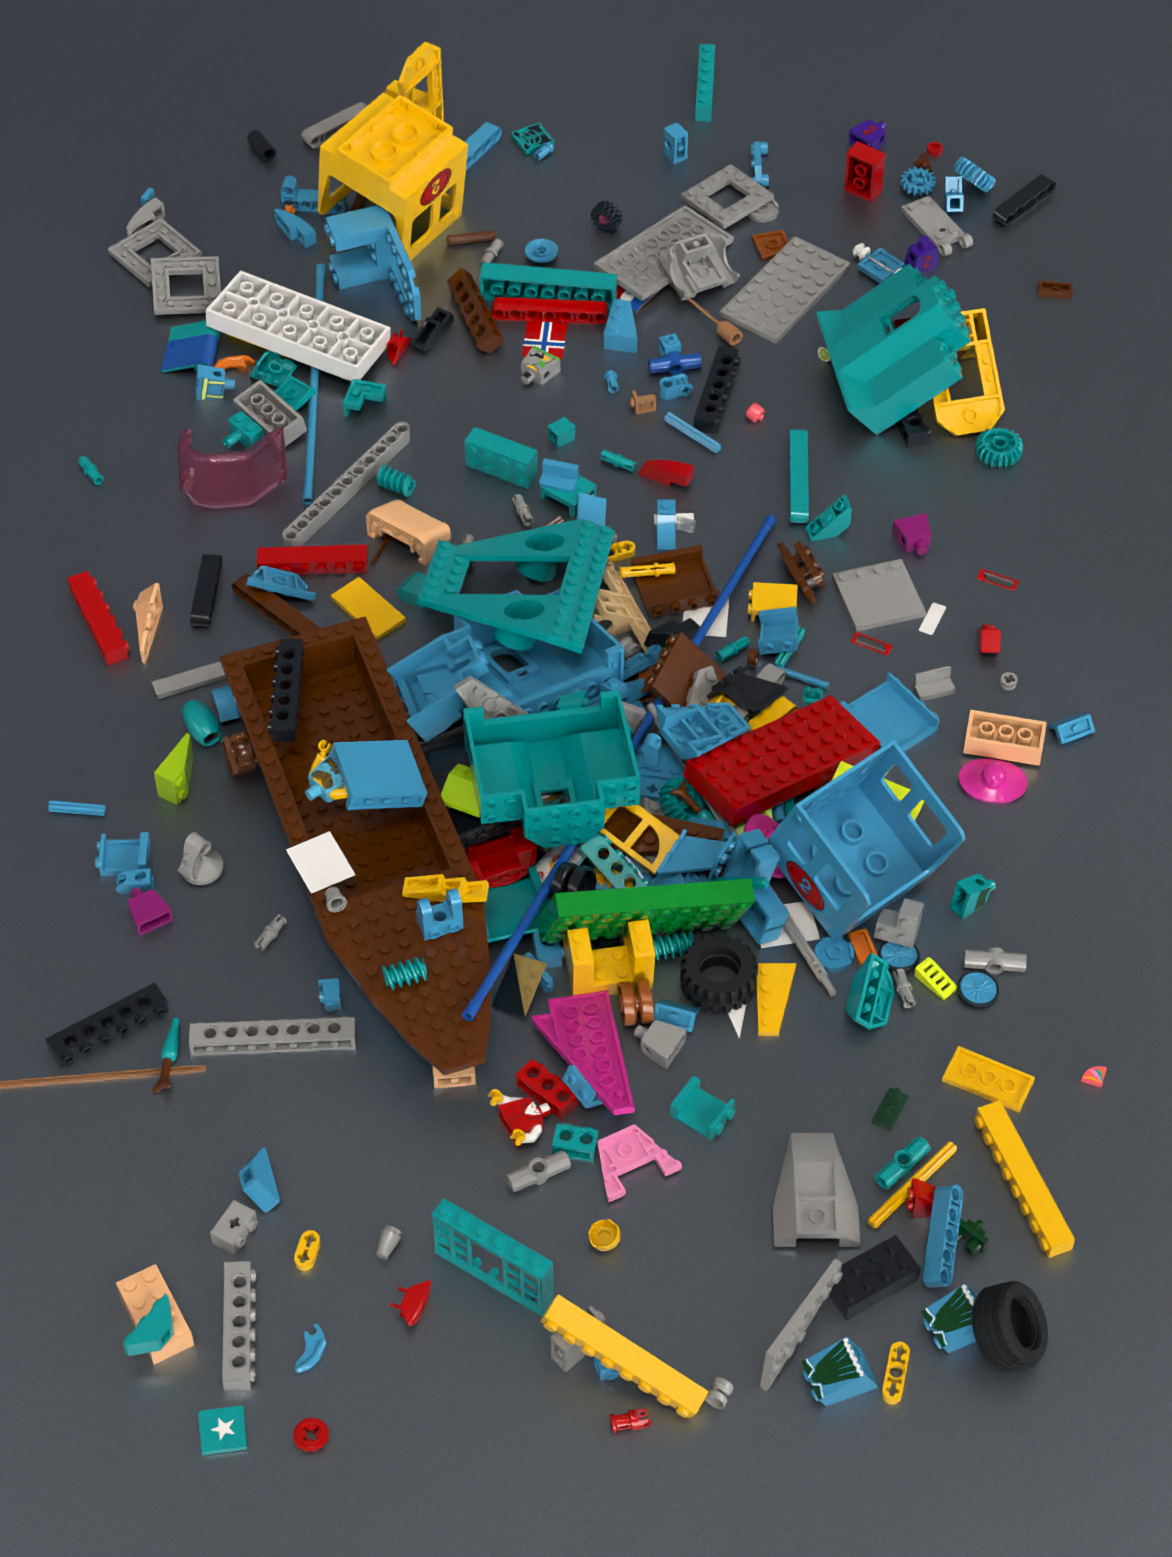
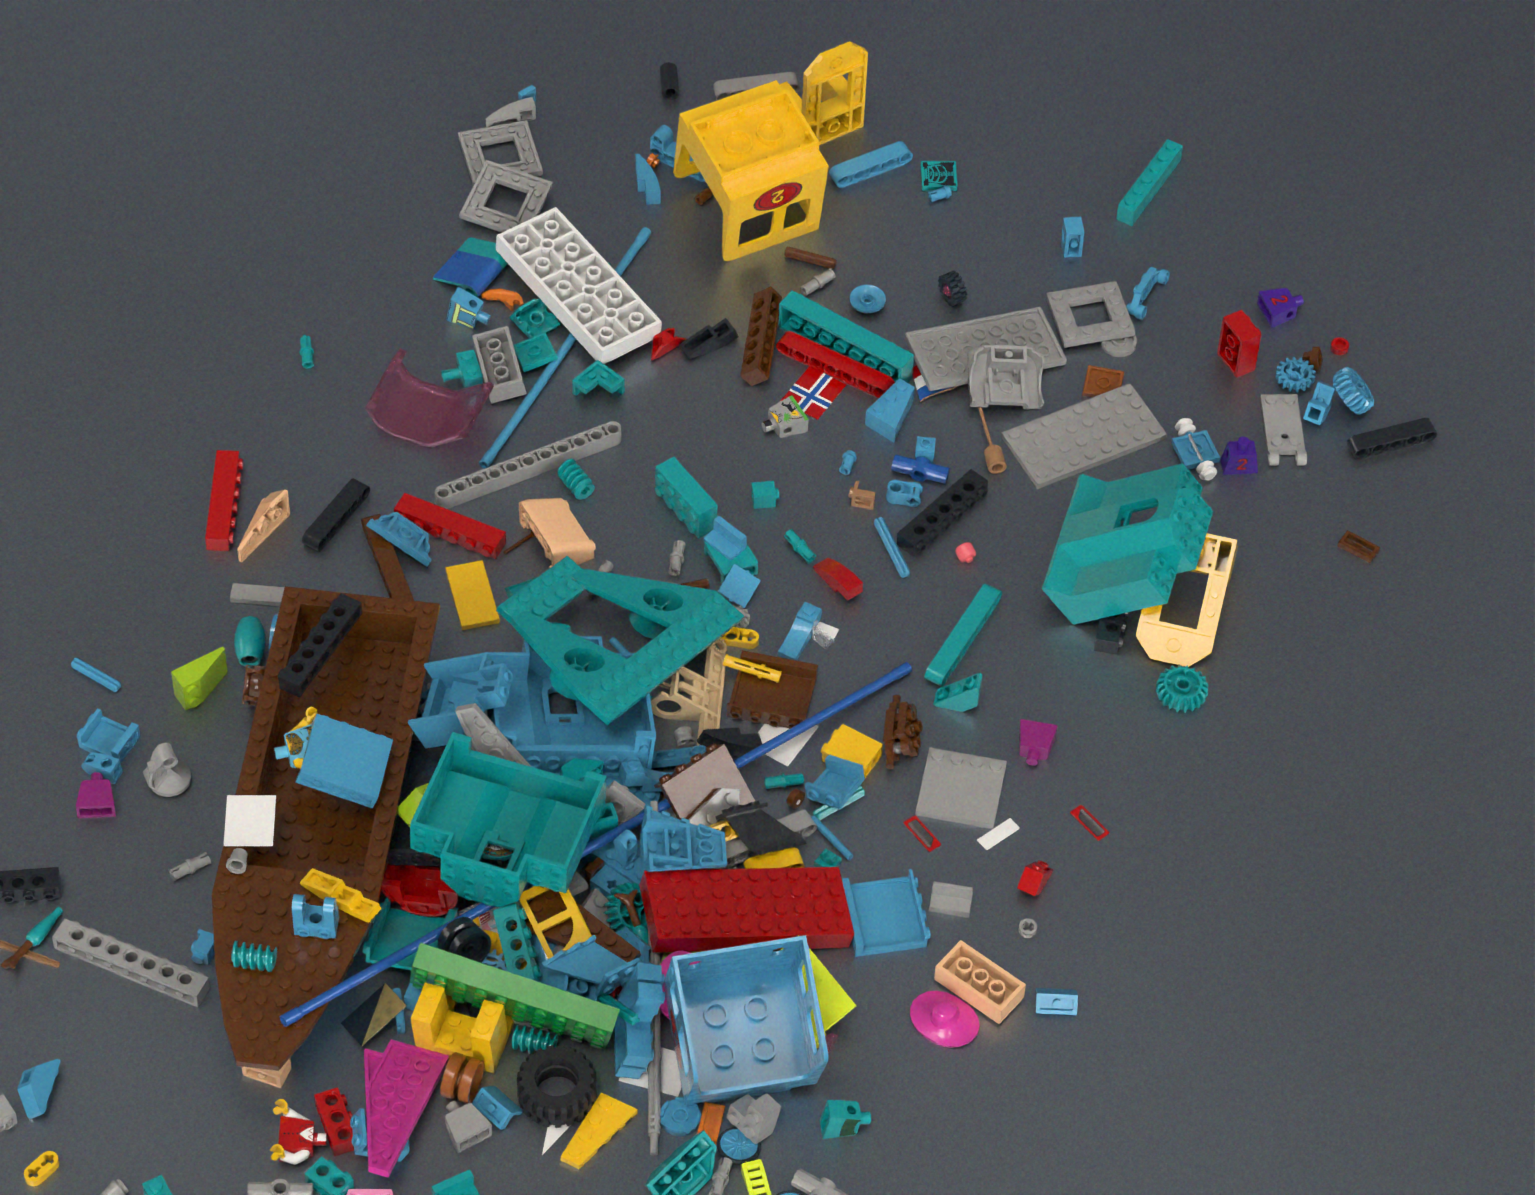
camera: 25 degrees right, 0 degrees up
(375, 261) = (688, 236): dark azure bracket -> none

